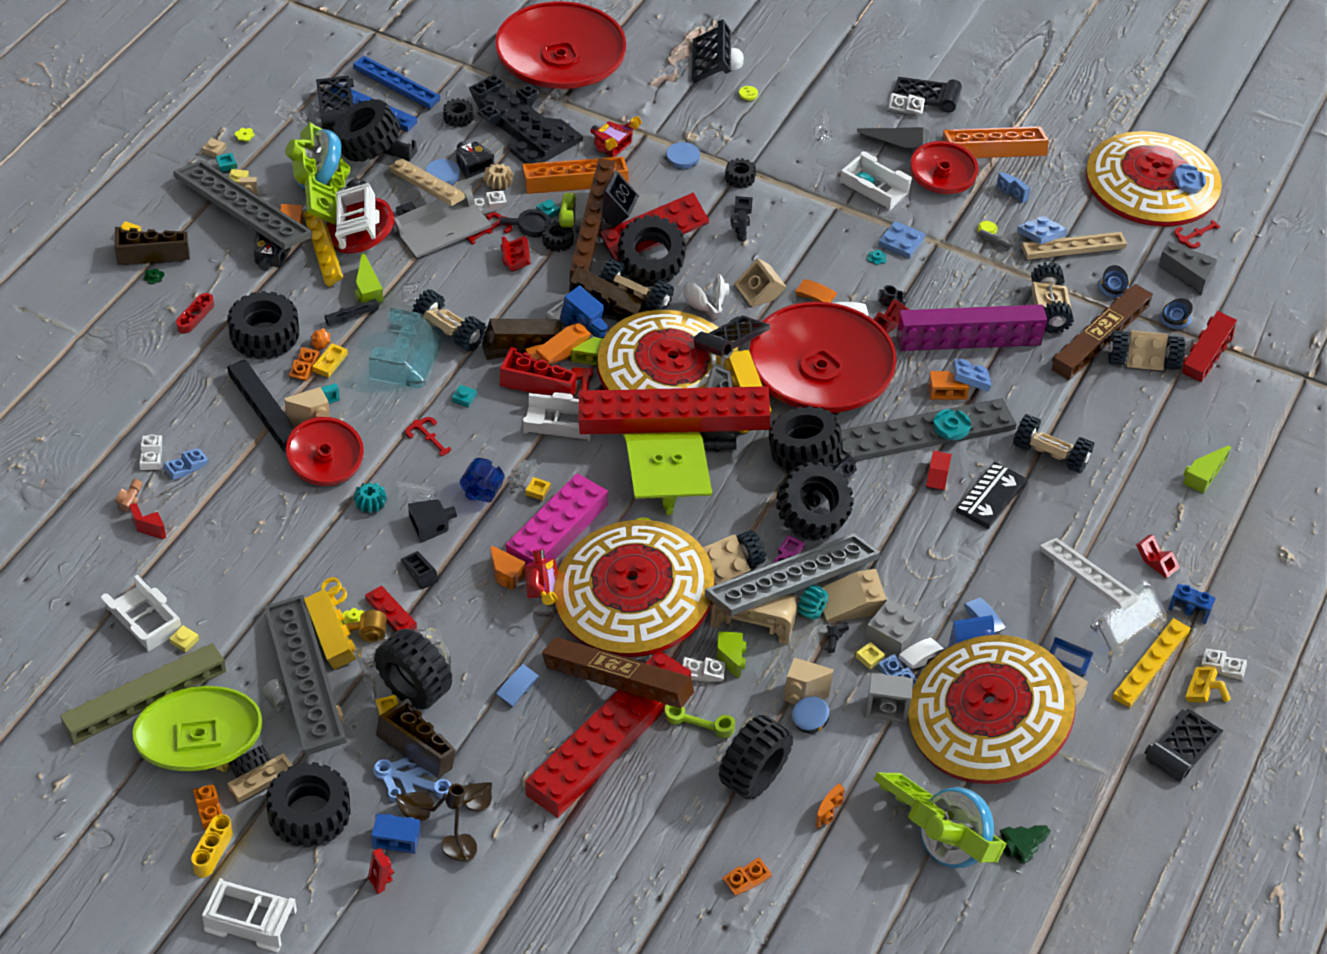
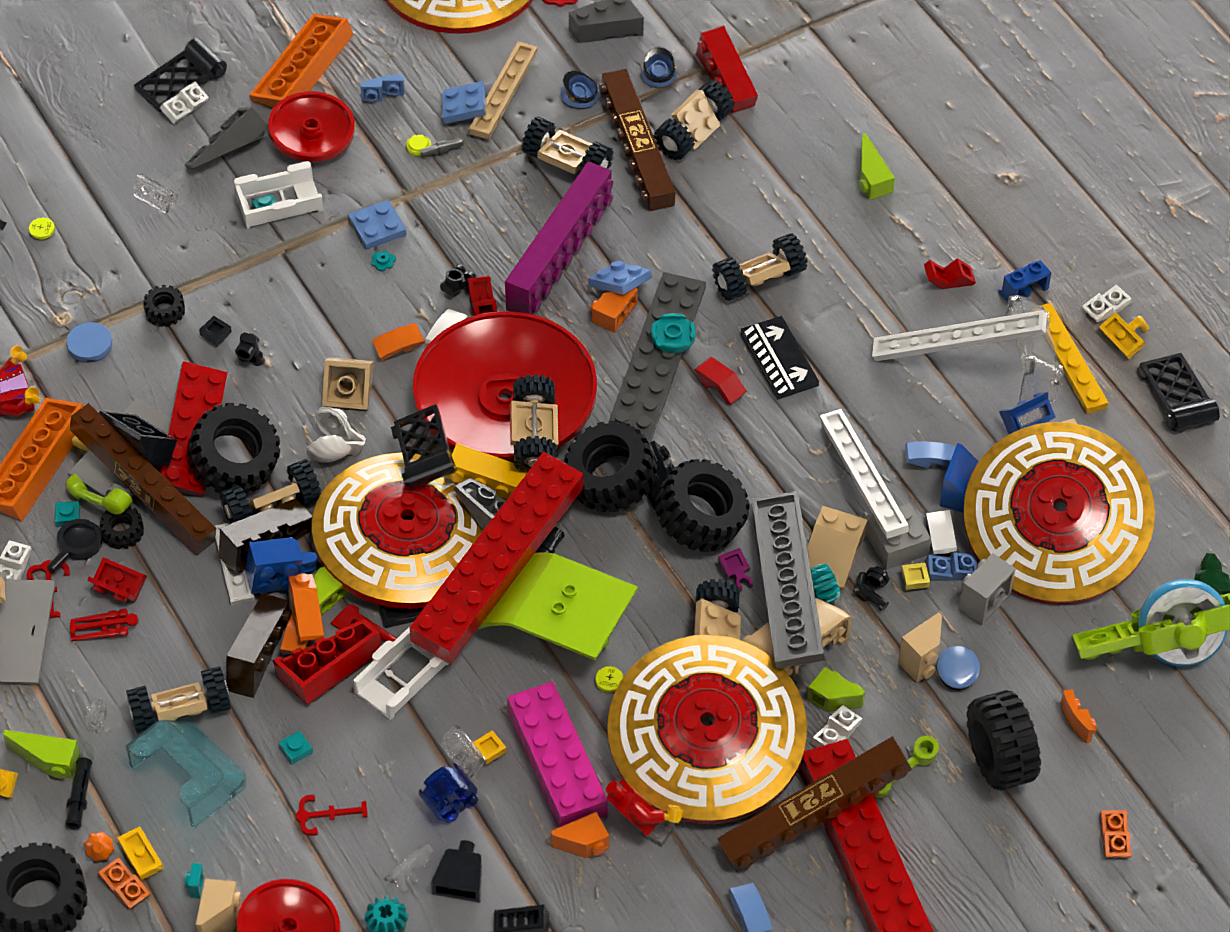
camera: 55 degrees left, 5 degrees up
(488, 268) = (115, 619): none -> red piece
(798, 377) = (533, 420): none -> plate
(850, 633) = (877, 576): none -> black plate
(923, 579) = (864, 474): none -> white plate

